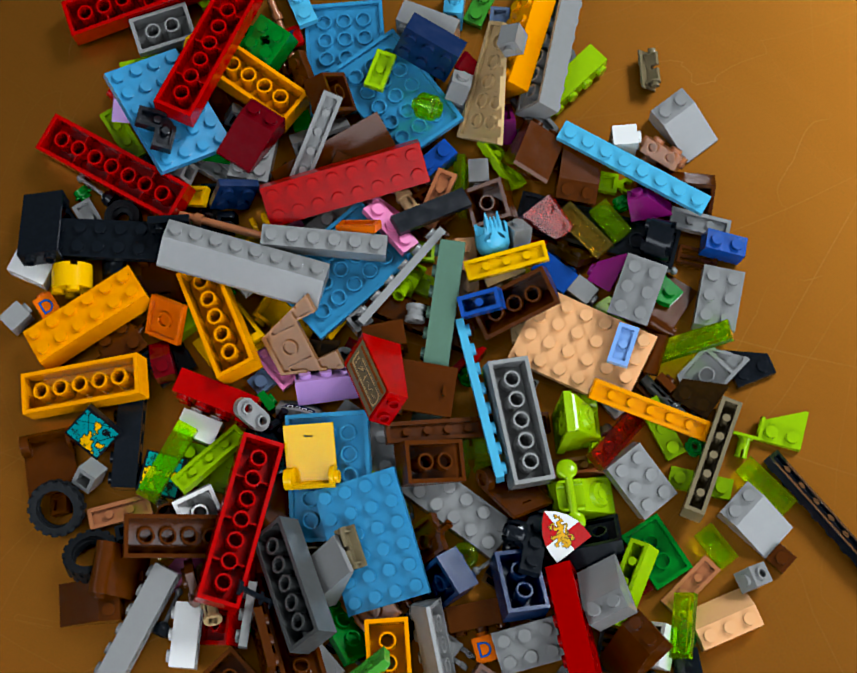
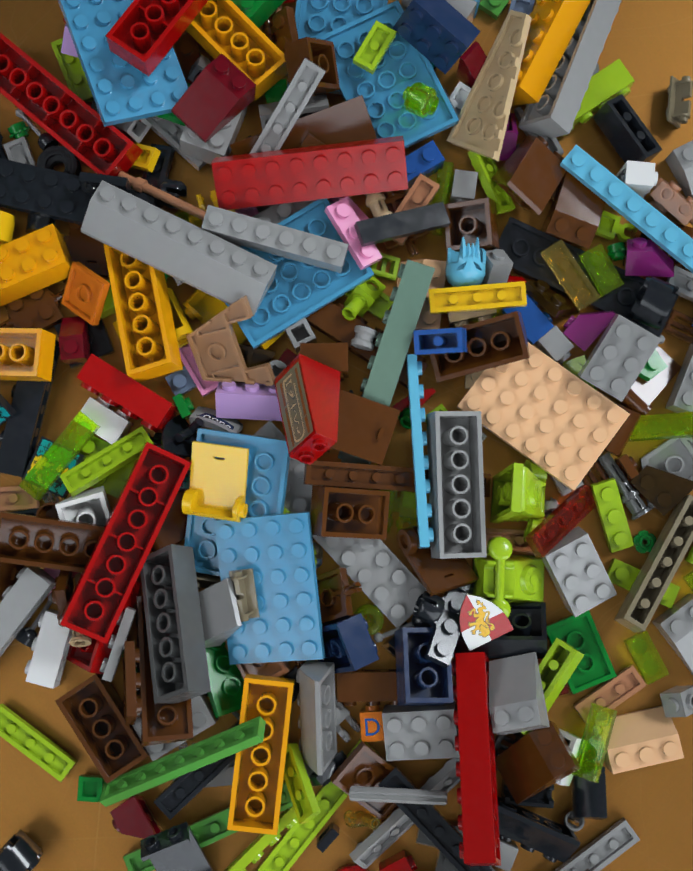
camera: 10 degrees right, 10 degrees up
(161, 125) = (111, 65): black plate -> none
(233, 194) = (184, 162): dark blue plate -> none
(252, 415) = (161, 423): light grey plate -> none
(261, 598) = (134, 632): black piece -> none
(360, 226) = (318, 227): orange tile -> none
(394, 281) = (346, 298): light grey plate -> none
(458, 86) = (460, 82): light grey brick -> none
(512, 39) = (533, 37): light grey brick -> none
(548, 218) = (533, 255): clear red wing -> none
(608, 101) = (626, 131): none -> black brick
(623, 345) = (590, 418): light blue plate -> none
(649, 409) = (604, 496): light orange tile -> none

